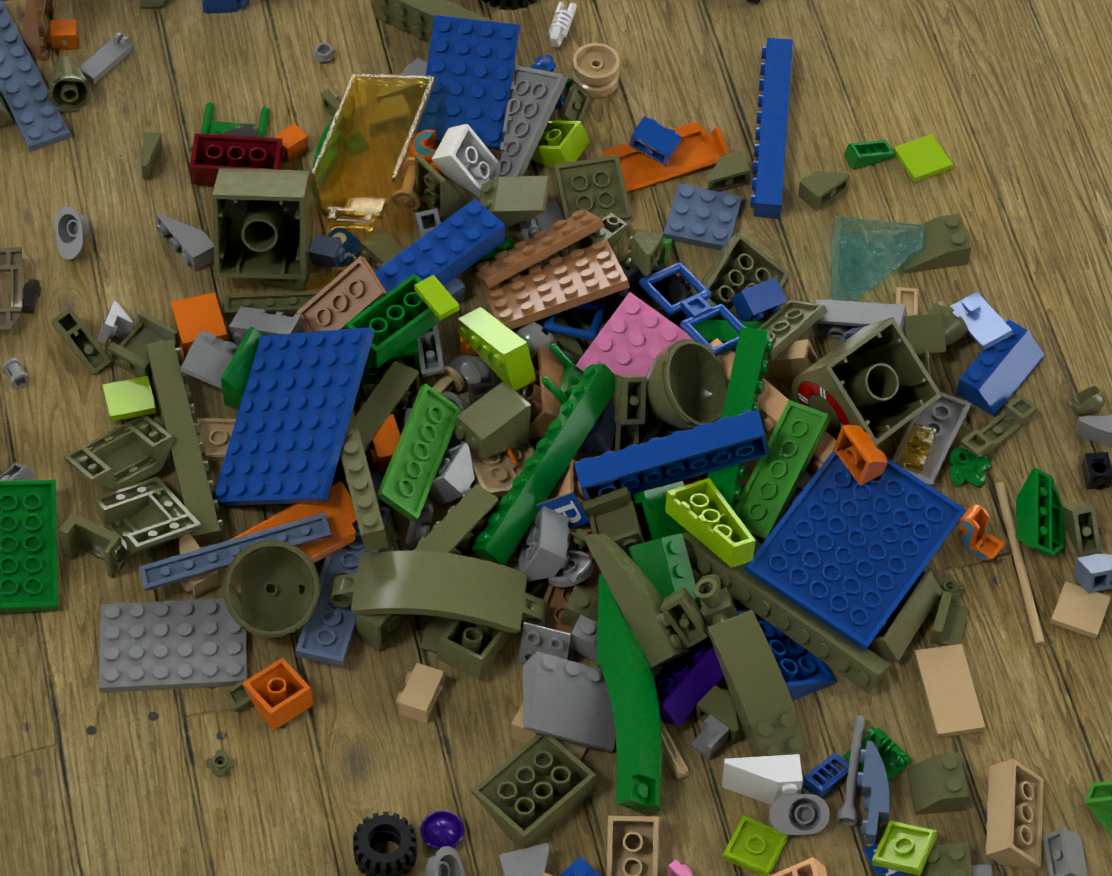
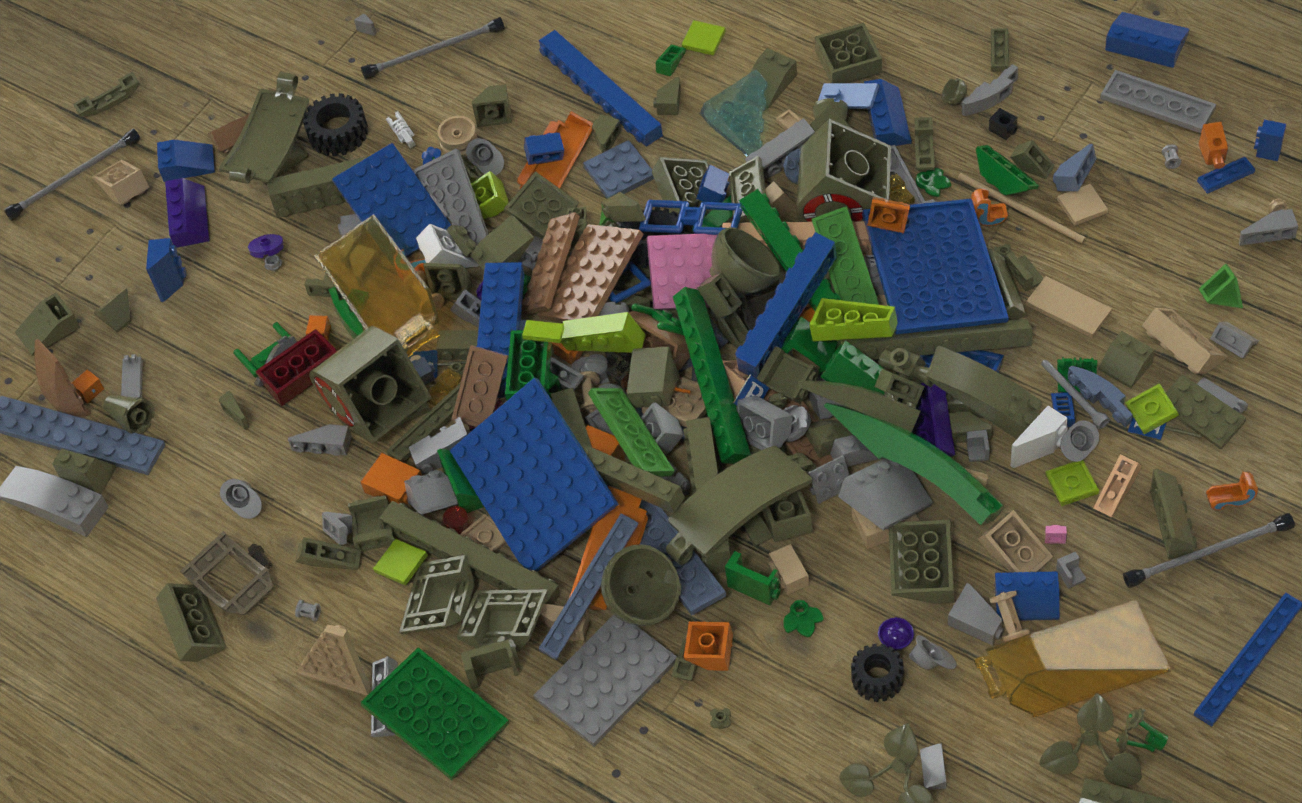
camera: 35 degrees left, 0 degrees up
(210, 403) = (456, 518): none -> clear red piece
(333, 32) = (266, 244): none -> dark purple plate
(372, 654) = (750, 582): none -> green panel
(381, 747) = (804, 620): none -> green plate
(491, 163) = (461, 238): none -> olive plate
(599, 106) = (485, 156): none -> light grey piece
(656, 66) = (492, 106): none -> olive slope
(1029, 283) = (848, 54): none -> olive slope

